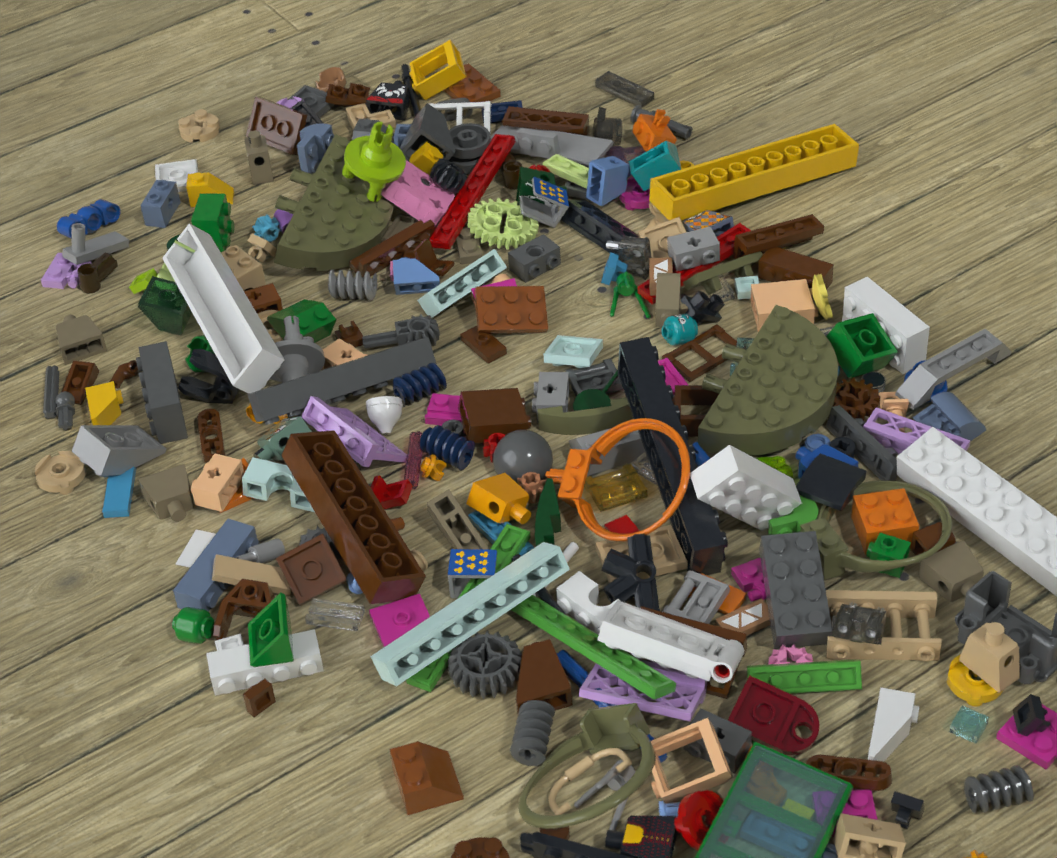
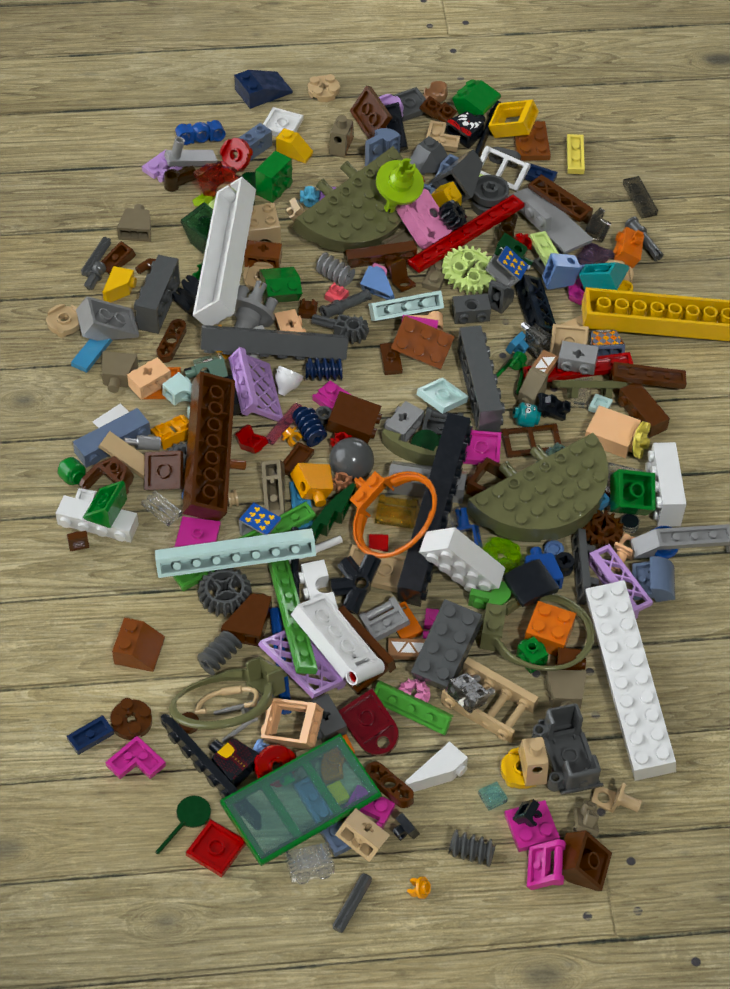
camera: 25 degrees right, 10 degrees up
(124, 153) = (260, 87): none -> dark blue slope
(137, 252) = (217, 175): none -> clear red piece
(160, 217) = (244, 153): none -> red plate
(296, 521) = (167, 435): none -> light orange piece
(371, 309) = (336, 293): none -> coral tile
(379, 67) = (475, 97): none -> green slope
(384, 318) = (339, 306): none -> dark grey pin
(460, 486) = (299, 454): none -> reddish brown tile
(525, 79) = (575, 154): none -> light yellow plate
(558, 230) = (500, 296): none -> dark grey slope
(598, 309) = (479, 379): none -> dark grey brick

